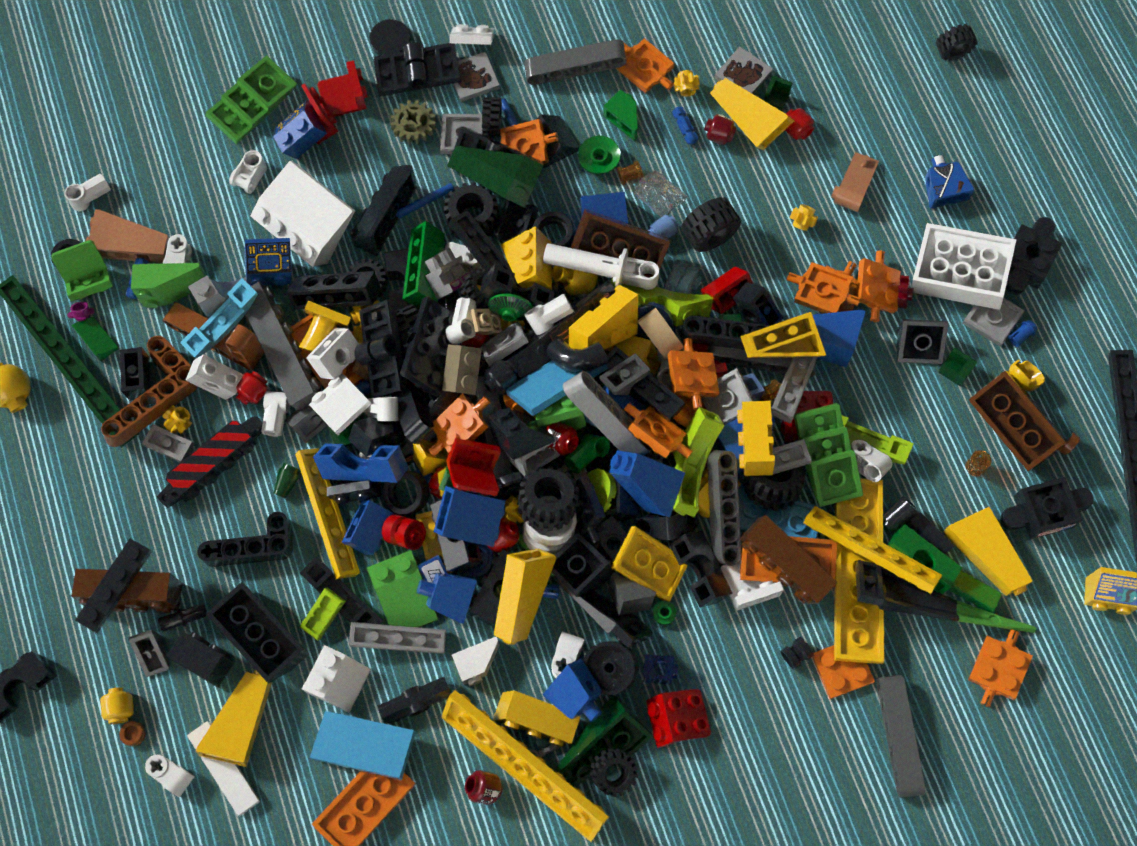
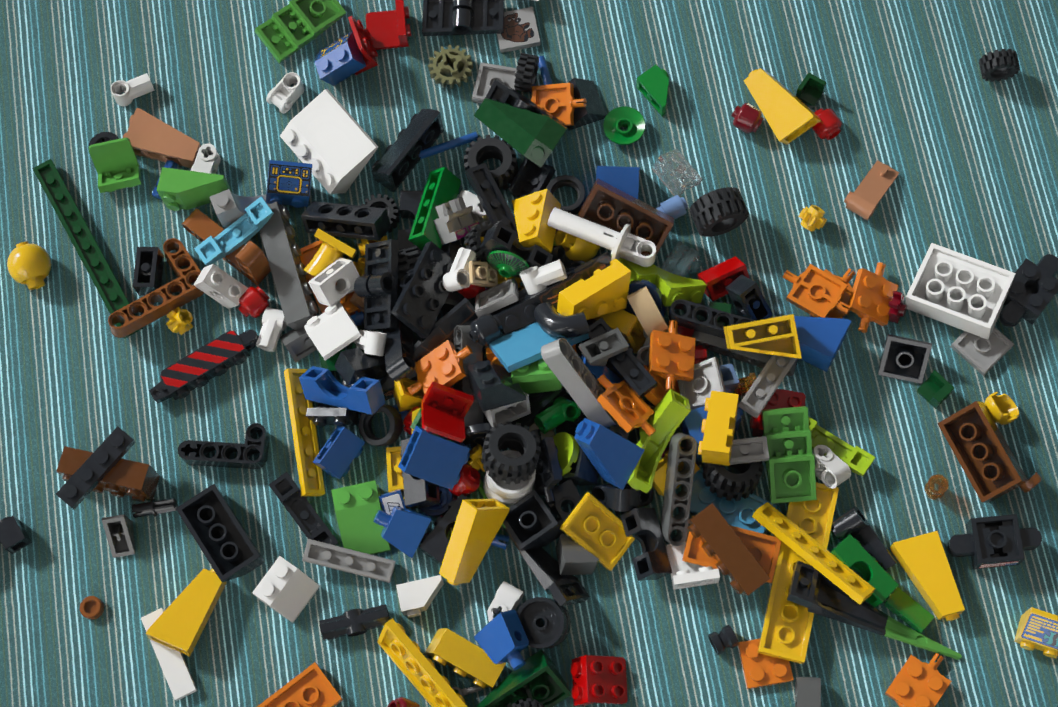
camera: 15 degrees right, 0 degrees up
(80, 311) = (107, 203): magenta plate -> none
(95, 338) = (117, 230): green slope -> none
(116, 706) = (81, 580): yellow head -> none
(167, 443) = (167, 342): light grey plate -> none
(171, 777) = (120, 653): white piece -> none
(204, 661) = (164, 549): black brick -> none
(286, 479) = (271, 394): dark green cone -> none
(322, 614) = (283, 526): lime plate -> none
(363, 745) = (300, 655): dark azure tile -> none
(403, 532) = (371, 462): red wheel -> none
(461, 369) = (450, 317): dark tan brick -> none
(566, 438) = (538, 397): red head -> none
(575, 62) = (617, 30): dark grey beam -> none
(629, 172) = (650, 147): clear orange bush -> none
(646, 66) = (685, 43): orange plate -> none
(650, 675) = (585, 623): clear blue brick -> none
(664, 620) = (604, 586): green plate -> none
(685, 125) = (714, 108): blue axle -> none
(686, 83) = (723, 67): yellow gear -> none
(744, 71) = (783, 63): tile -> none
(947, 183) = (961, 205): blue torso -> none
(1026, 330) = (1007, 366): blue pin -> none

